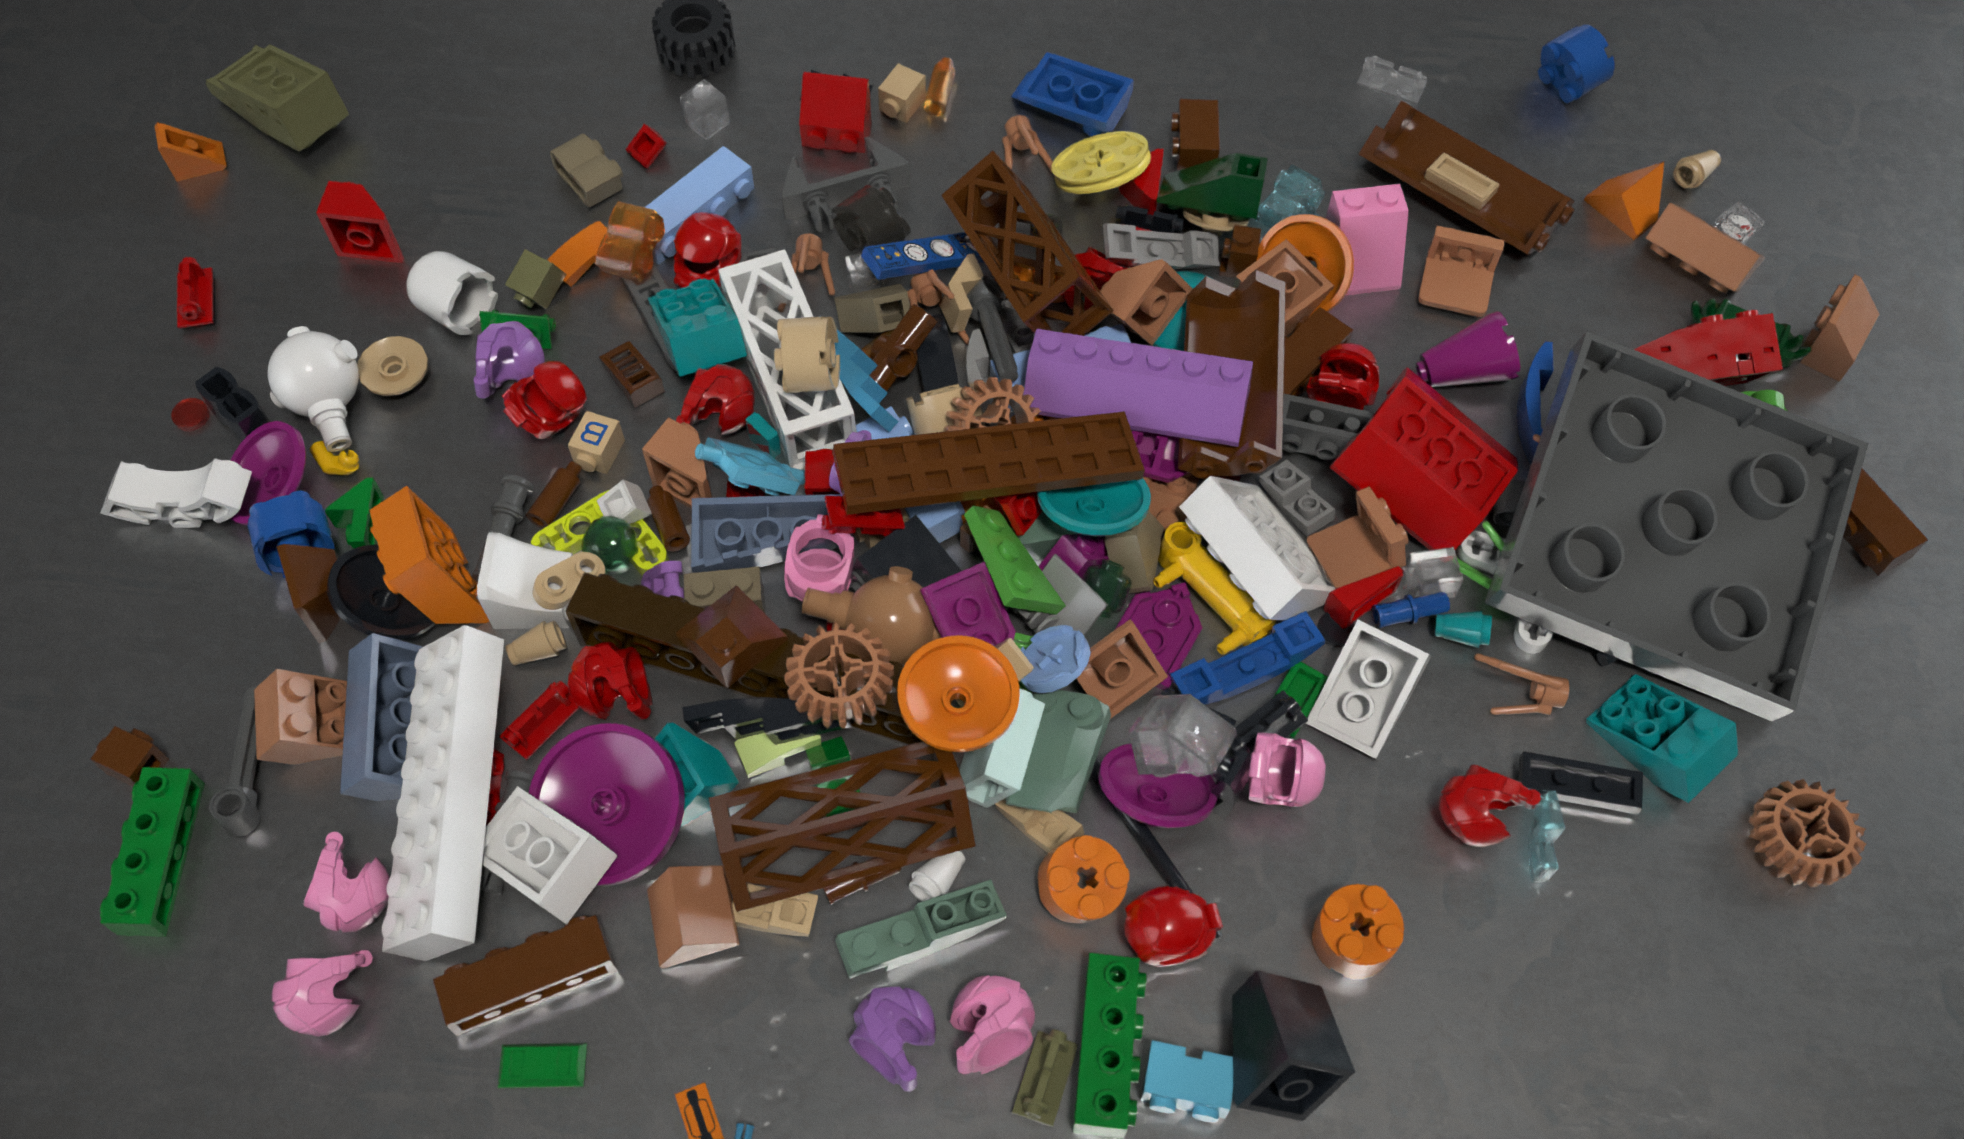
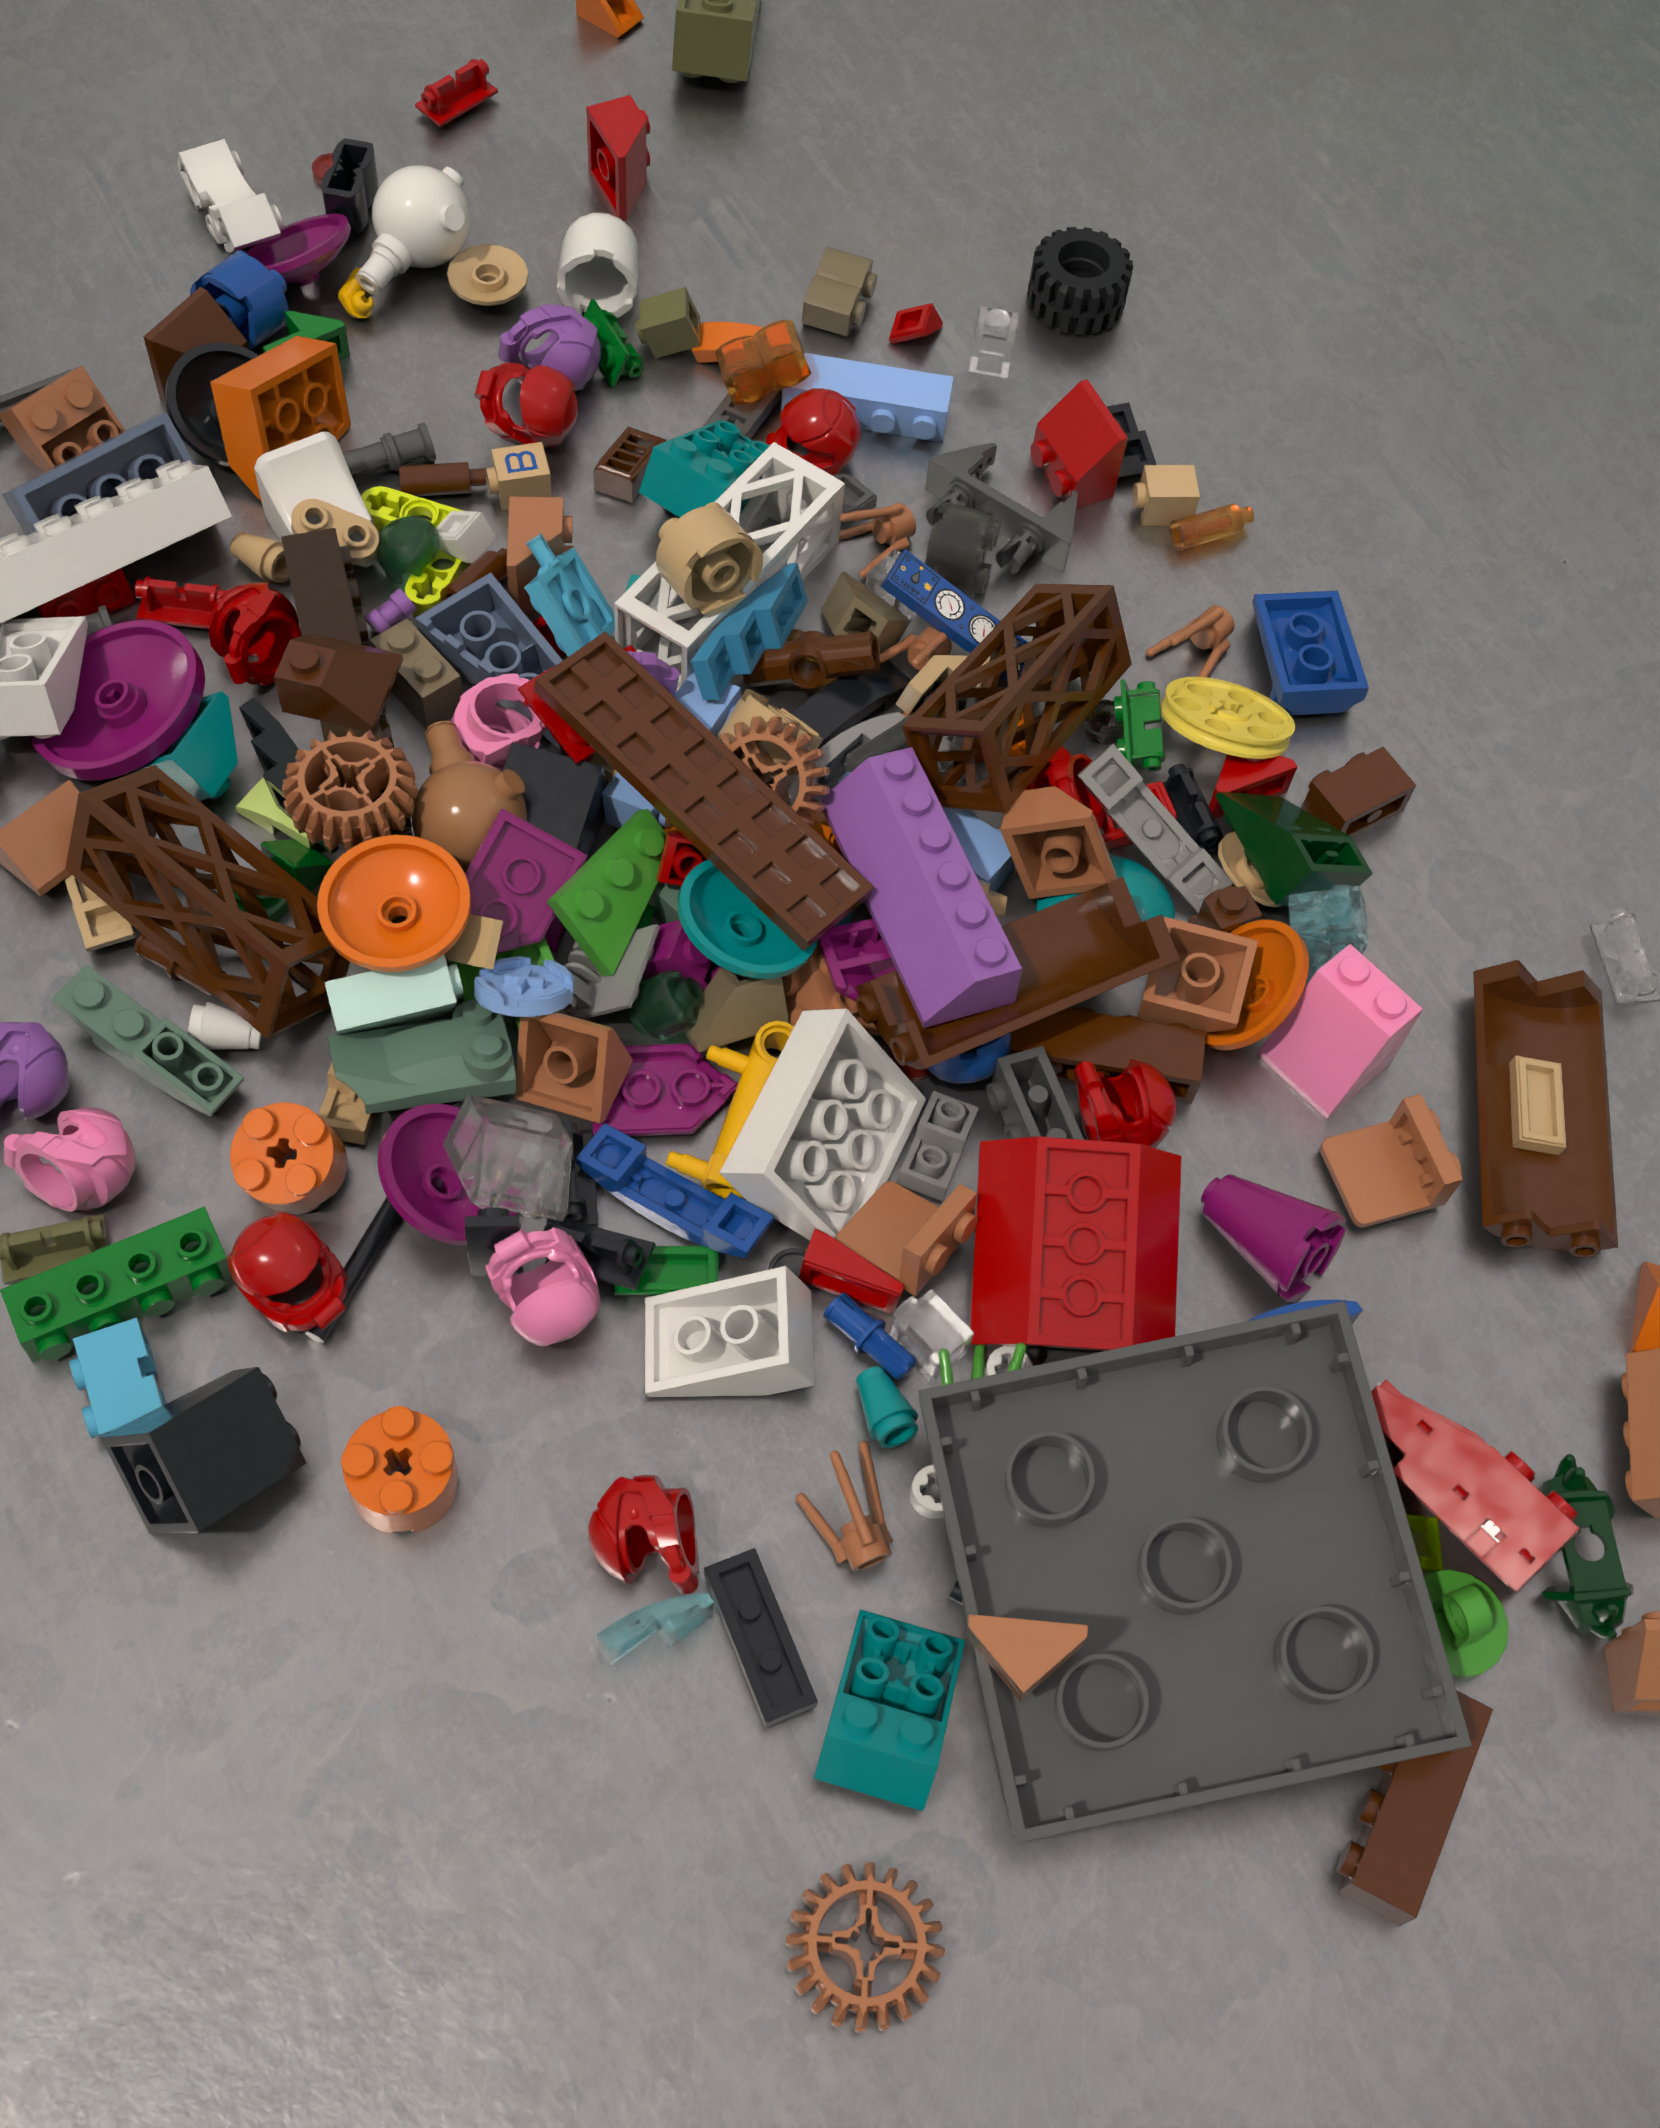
camera: 50 degrees right, 0 degrees up
(720, 391) = (635, 547): red helmet -> none
(1062, 207) = (1135, 710): none -> green hinge
(1712, 624) = (1024, 1649): none -> nougat slope

